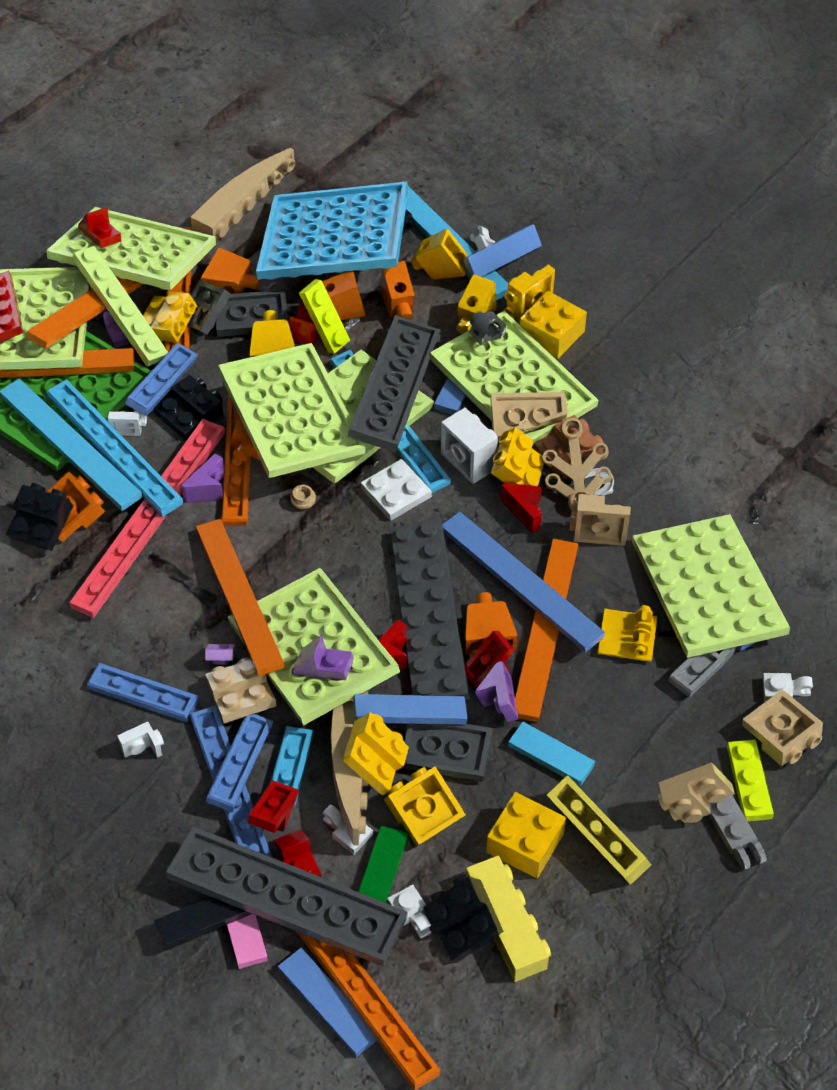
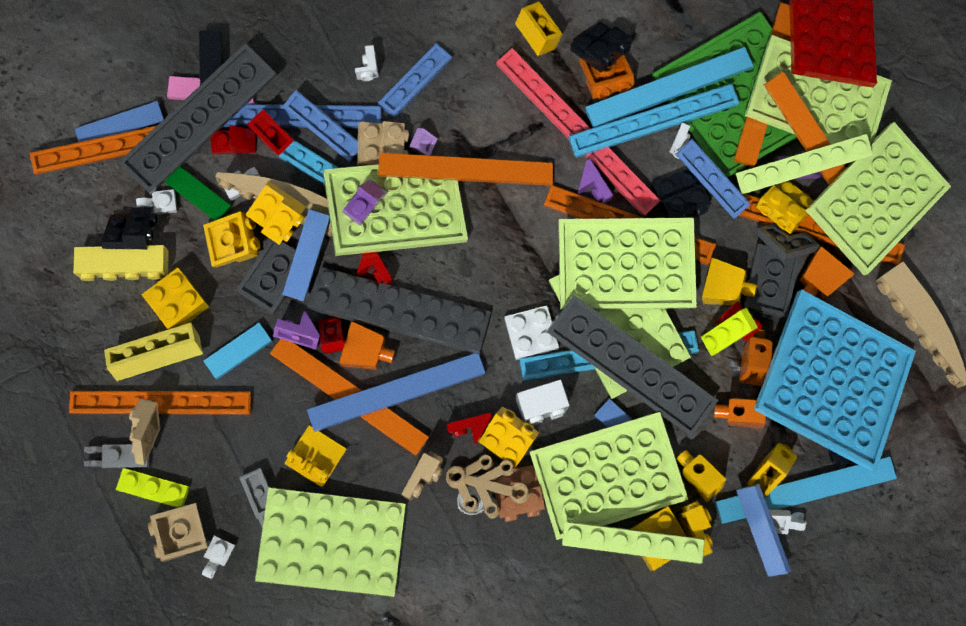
camera: 110 degrees right, 25 degrees up
(37, 581) = (538, 28): none -> yellow brick
(98, 228) = (905, 174): red slope -> none
(303, 497) = (549, 255): tan plate -> none
(484, 327) = (664, 467): dark grey piece -> none
(526, 410) = (559, 464): tan wing -> none
(570, 330) = (633, 542): none -> yellowish green plate
(654, 820) = (168, 402): none -> orange tile

